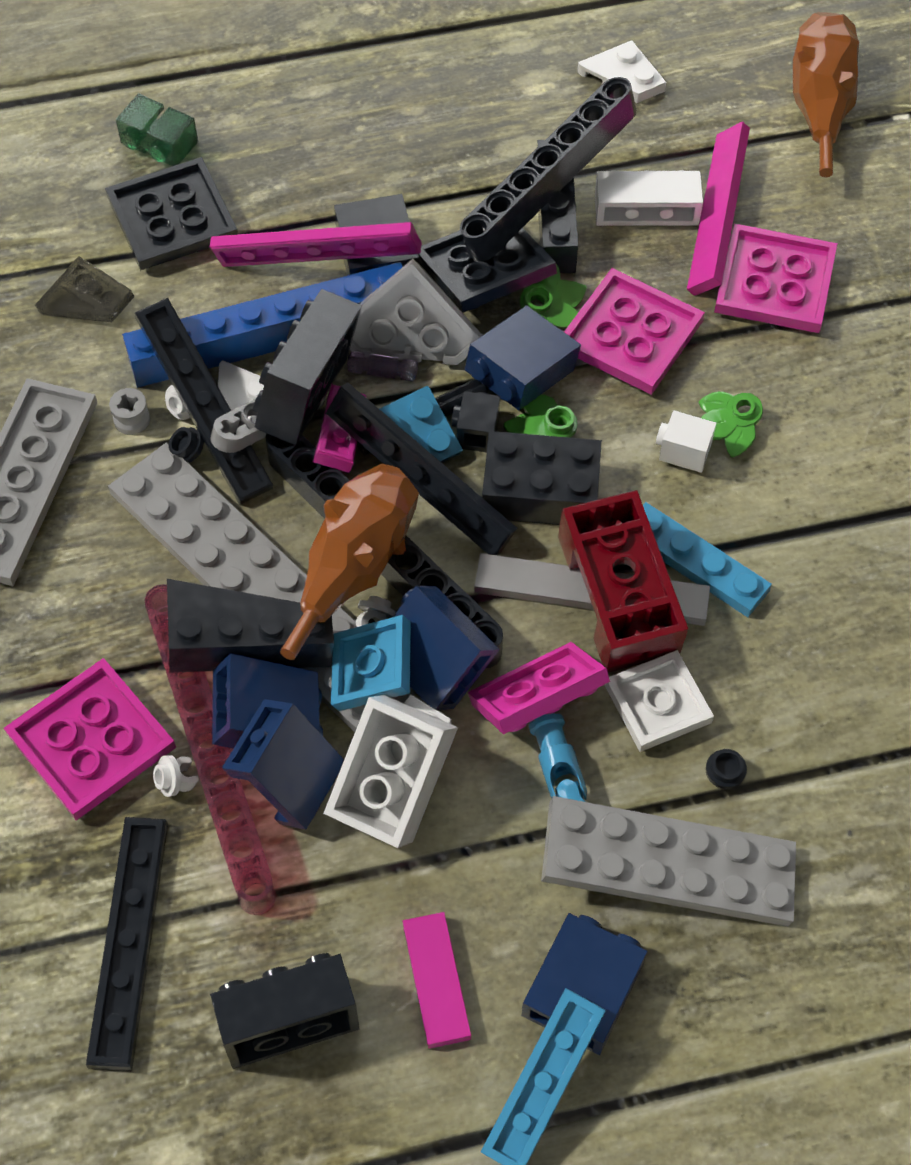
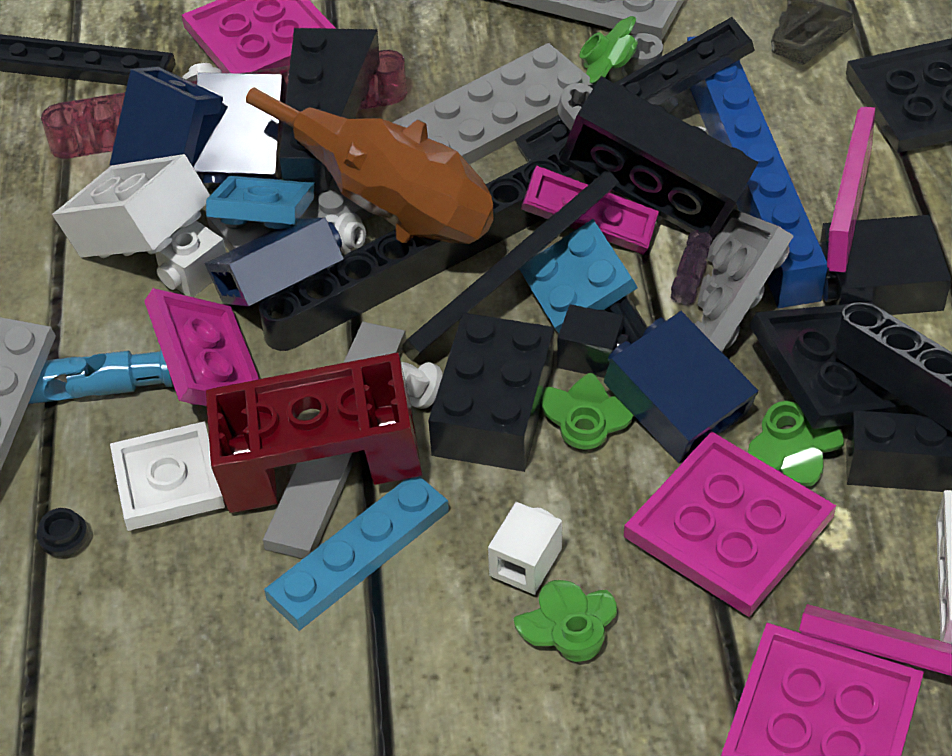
camera: 100 degrees right, 10 degrees down
(134, 423) = (609, 51): none -> bright green plate
(537, 531) = (422, 383): none -> white plate

